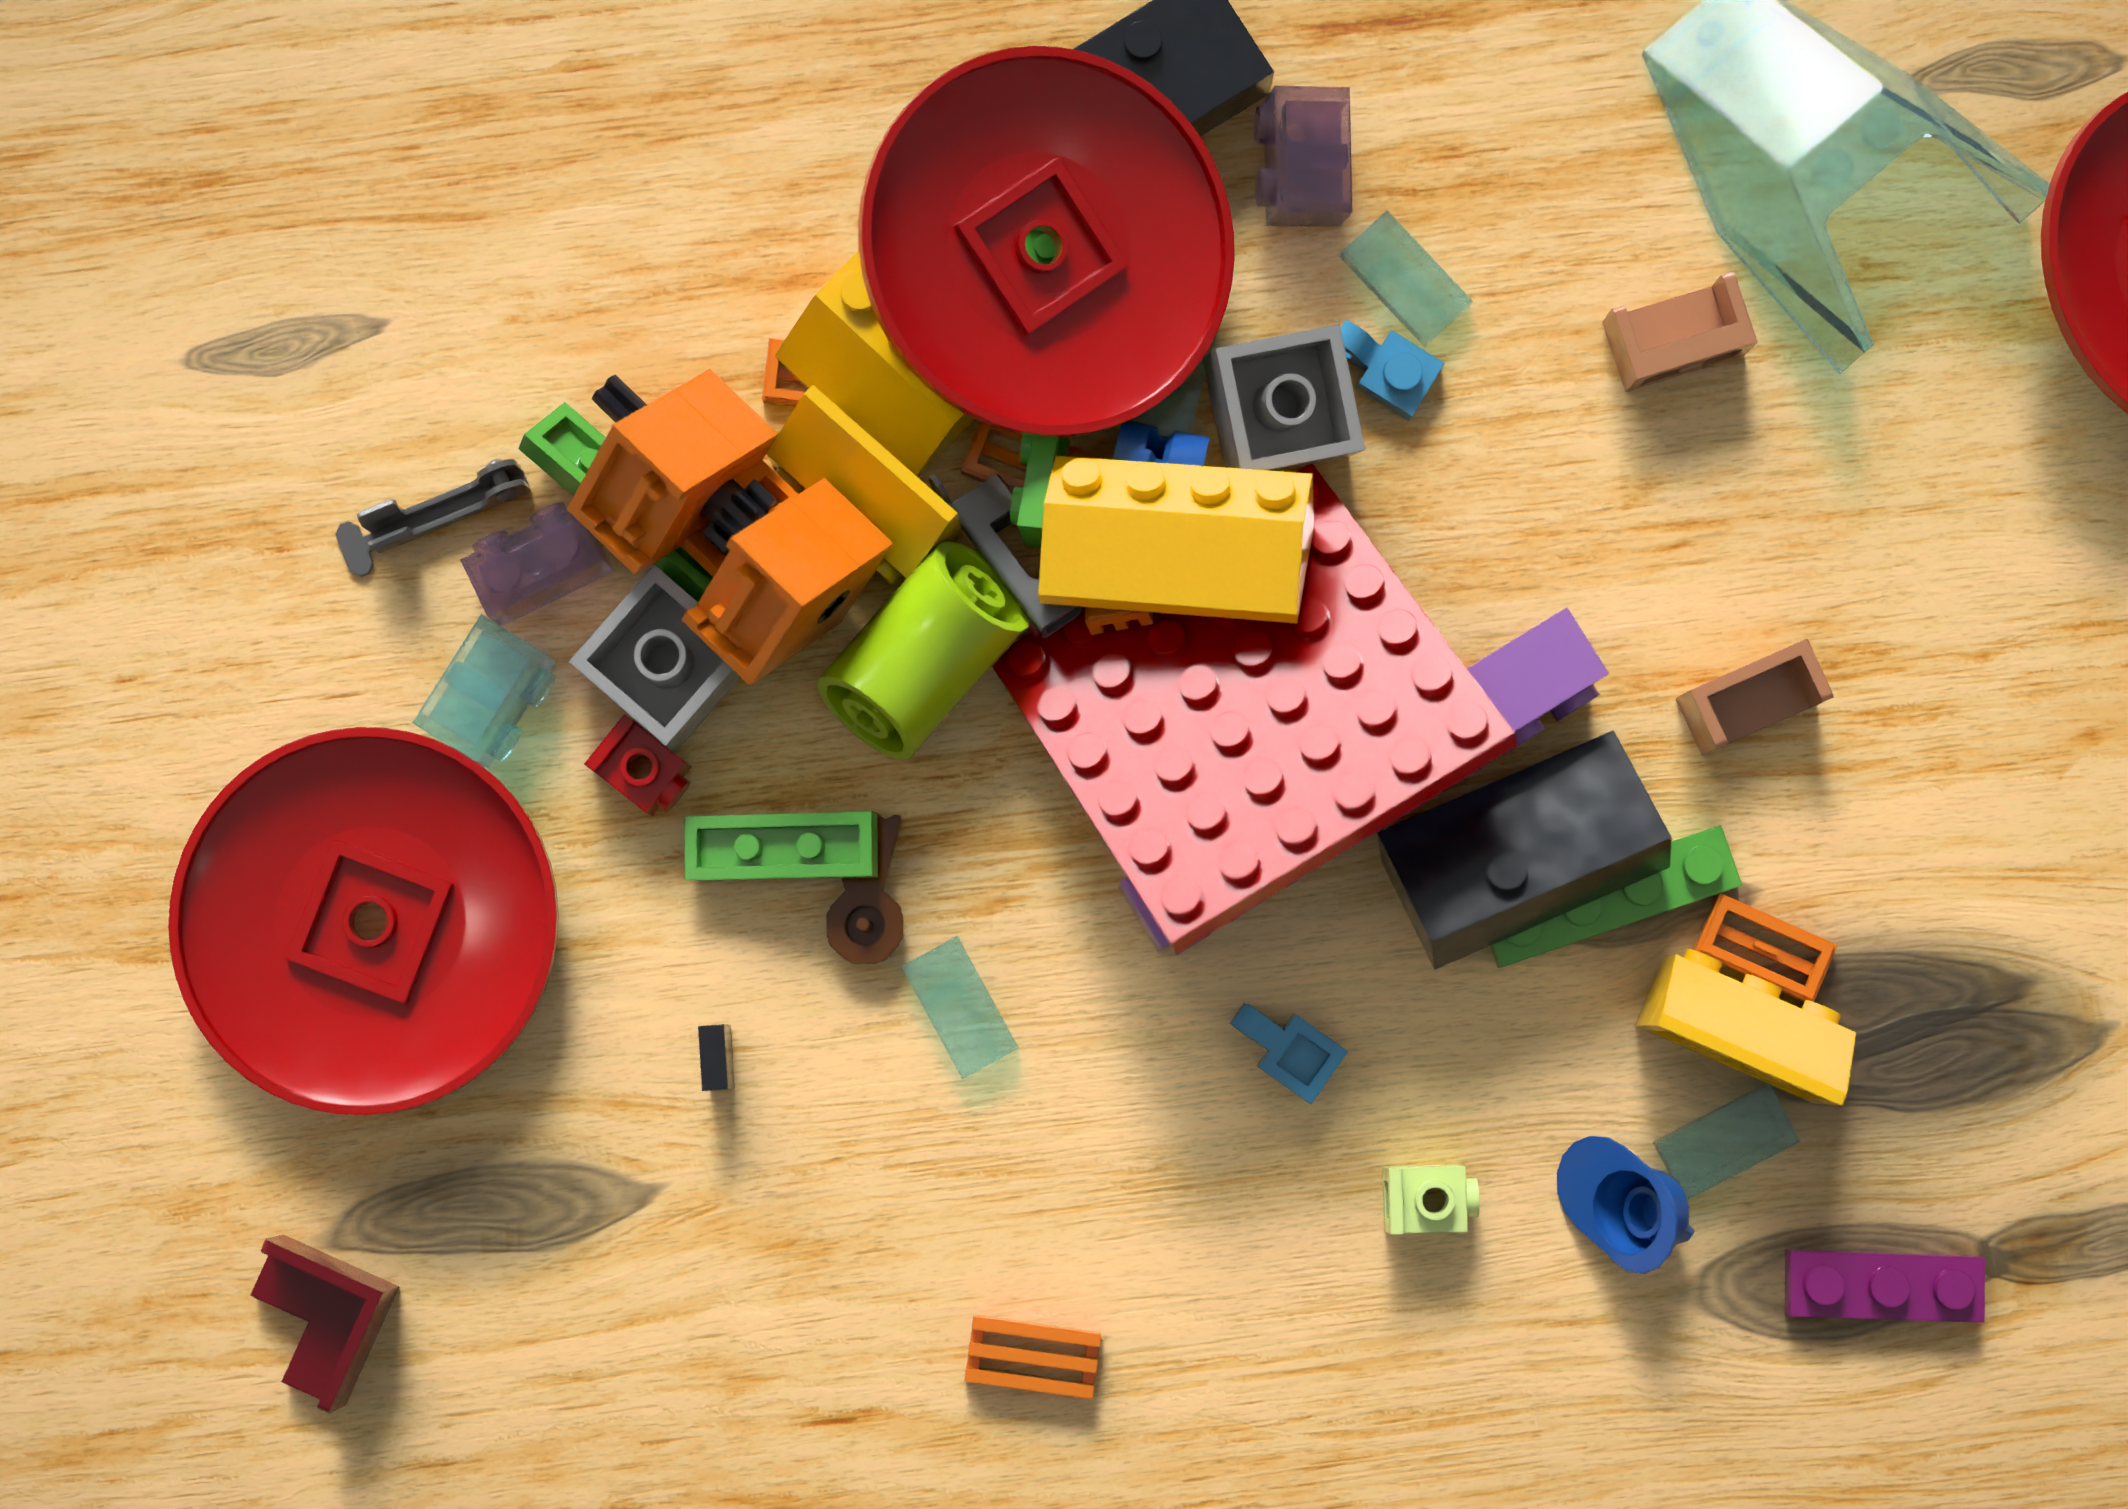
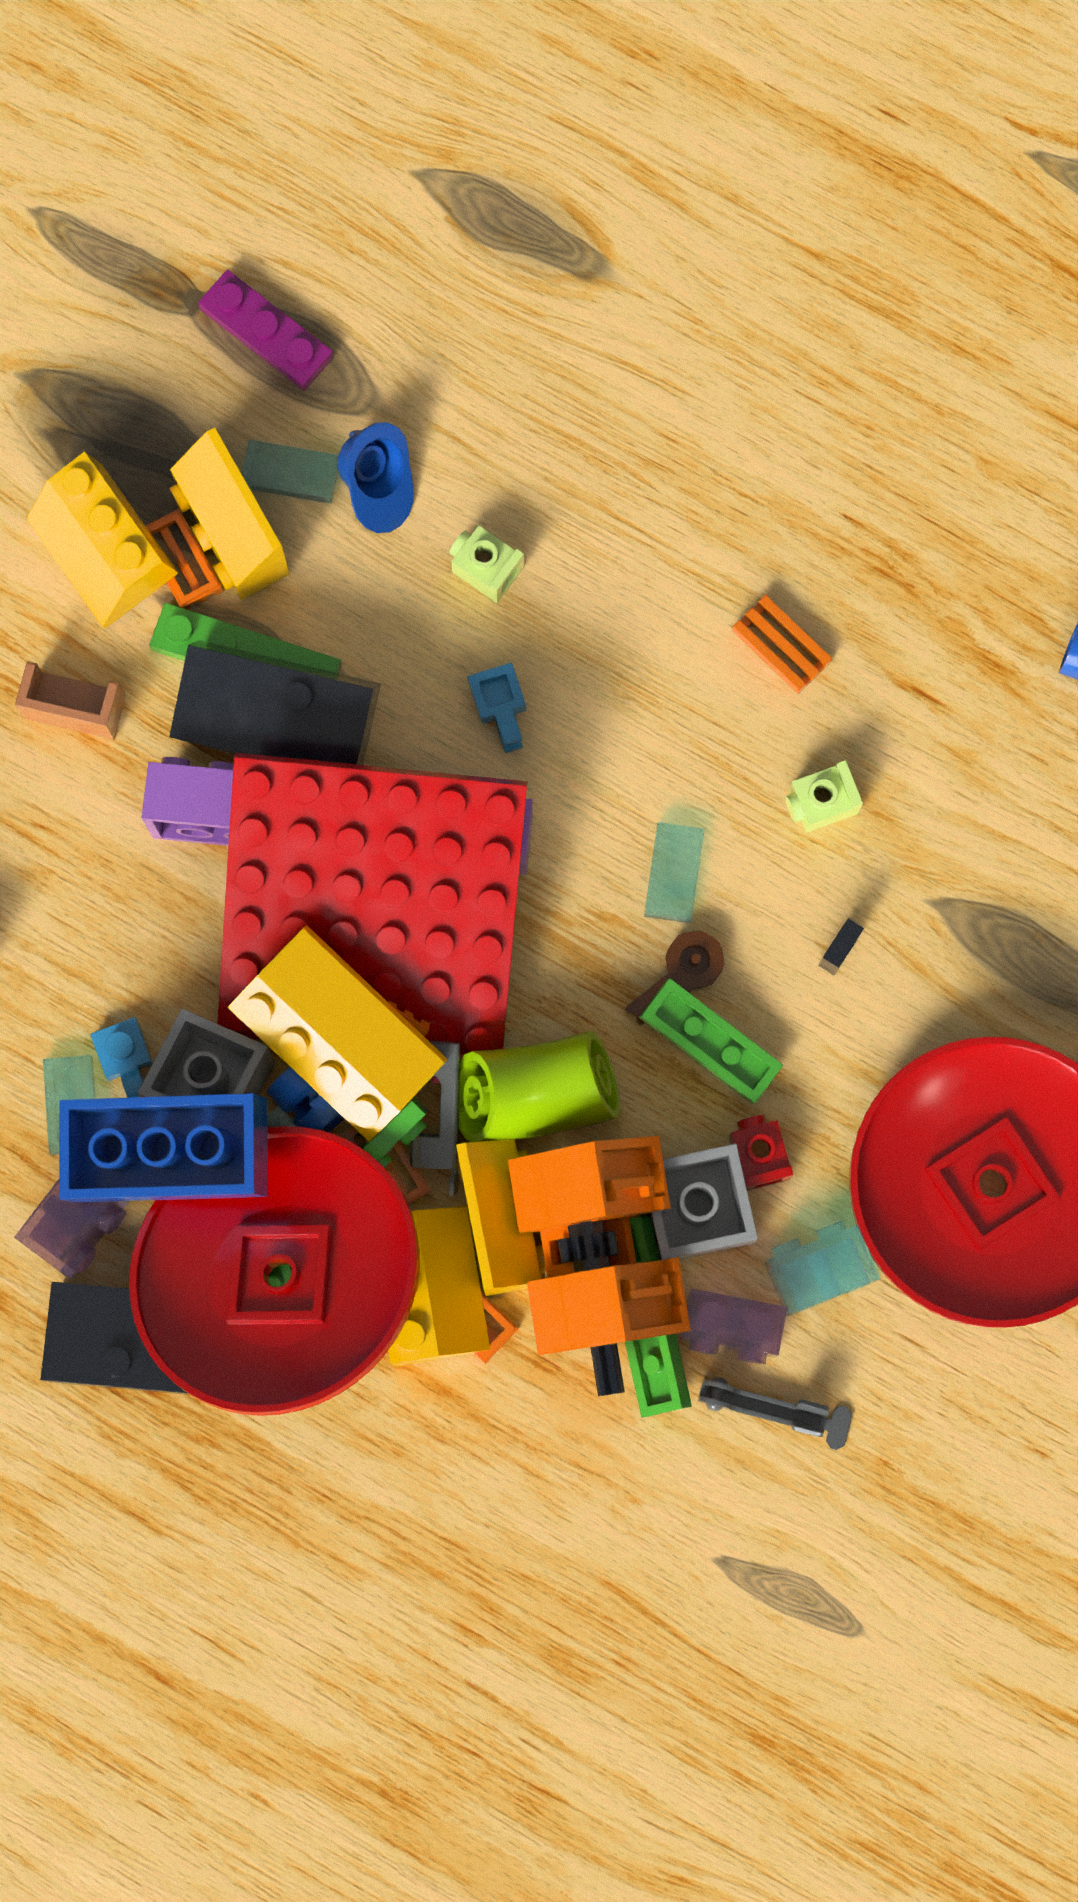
camera: 145 degrees left, 5 degrees down
(852, 1238) = (814, 814): none -> yellowish green brick
(1259, 273) = (163, 1148): none -> blue brick
(1868, 900) = (99, 539): none -> yellow slope

